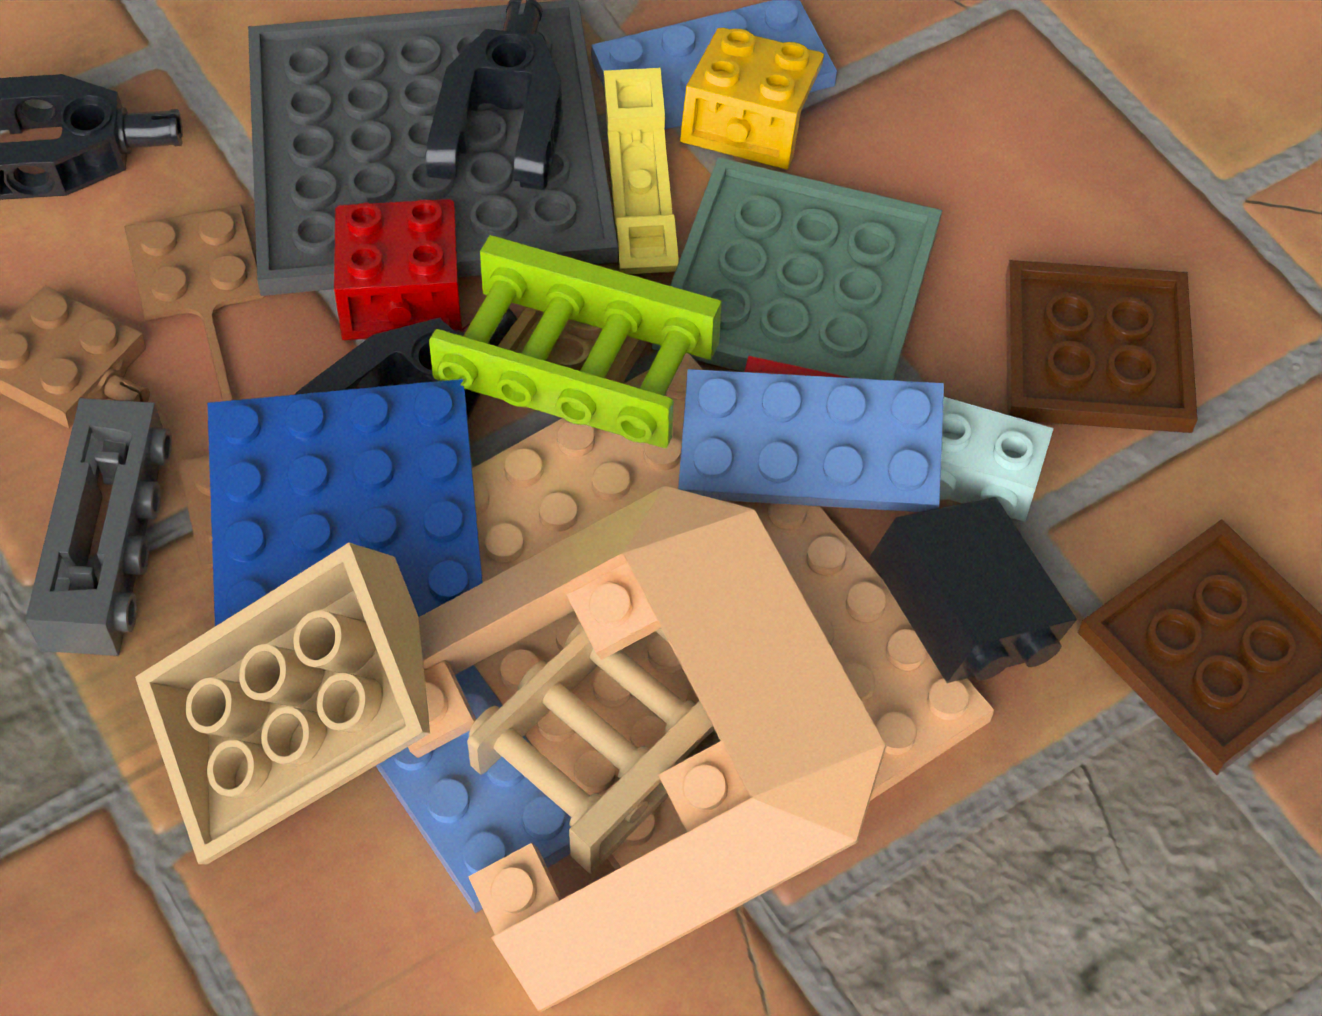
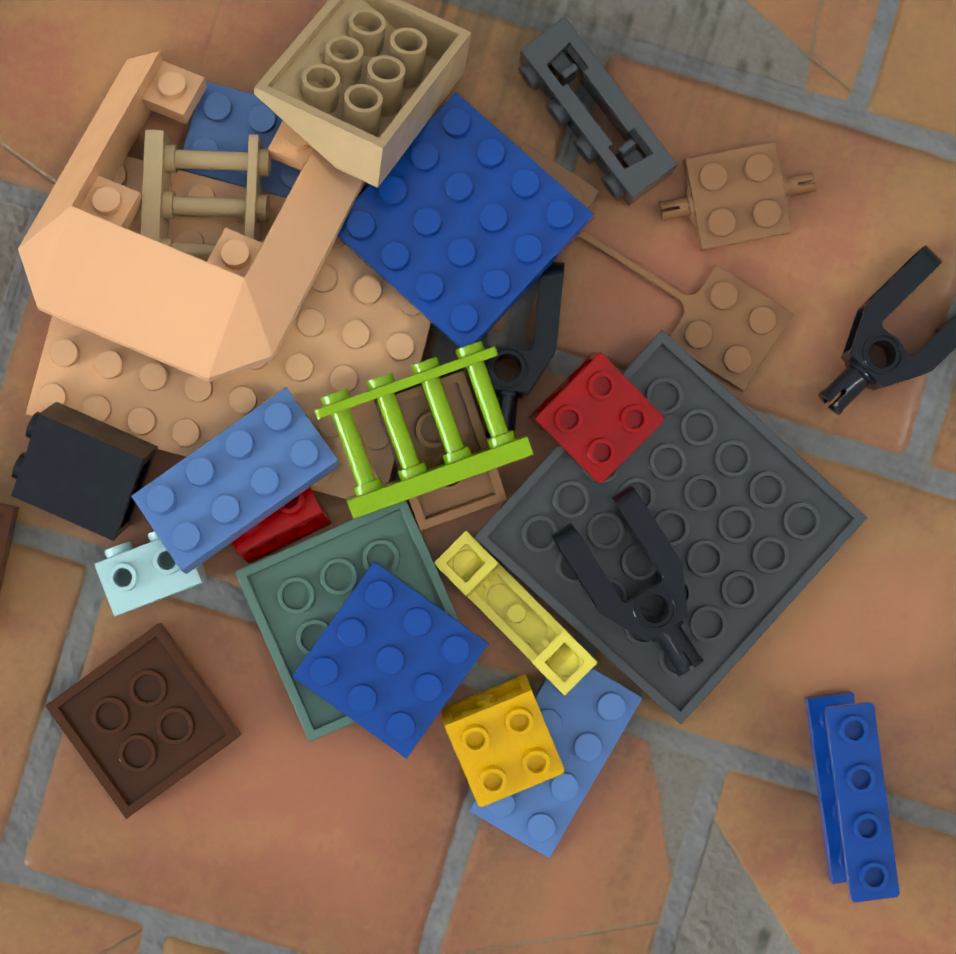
camera: 145 degrees right, 30 degrees up
(798, 213) = (390, 659): none -> blue plate

